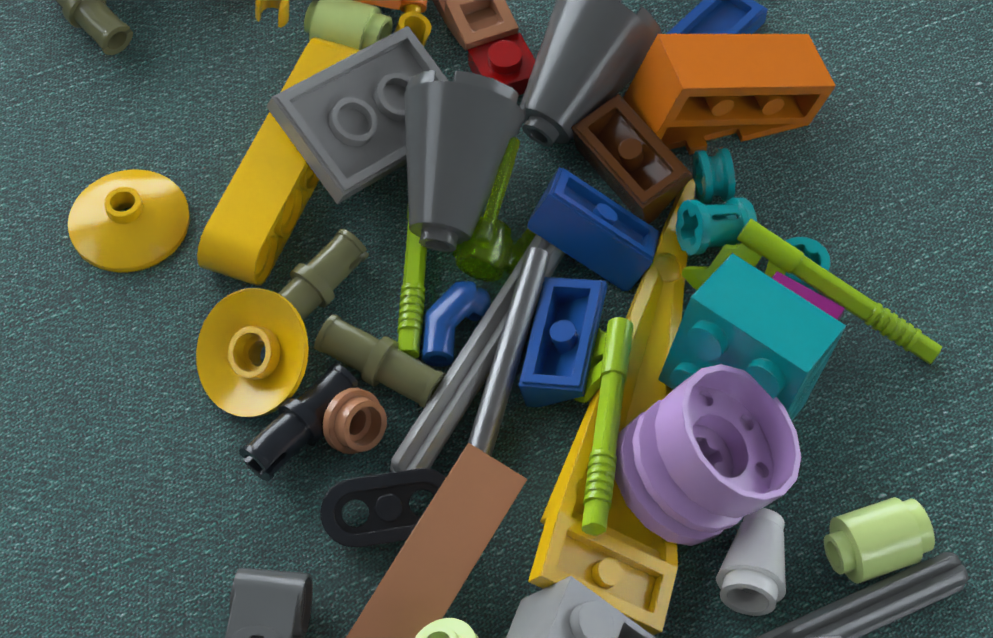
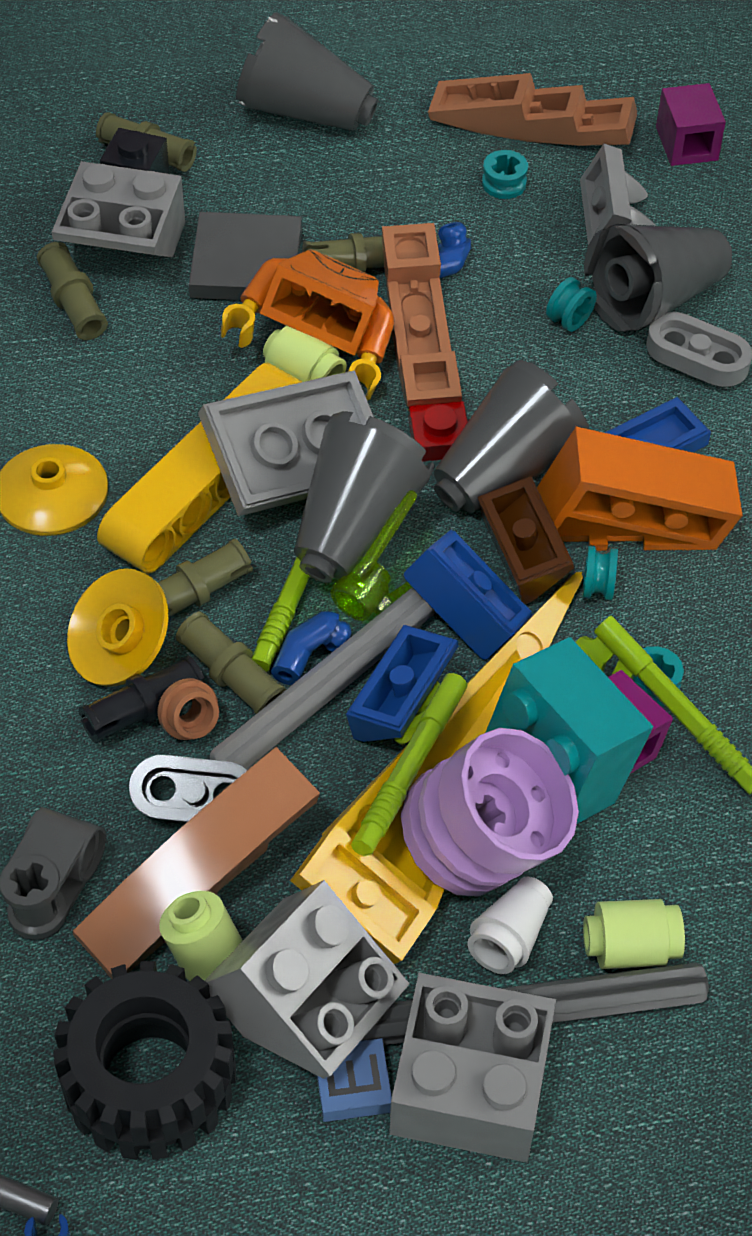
camera: 15 degrees right, 5 degrees down
(509, 350) = (349, 682): flat silver bar -> none
(711, 225) = (578, 615): teal bush -> none

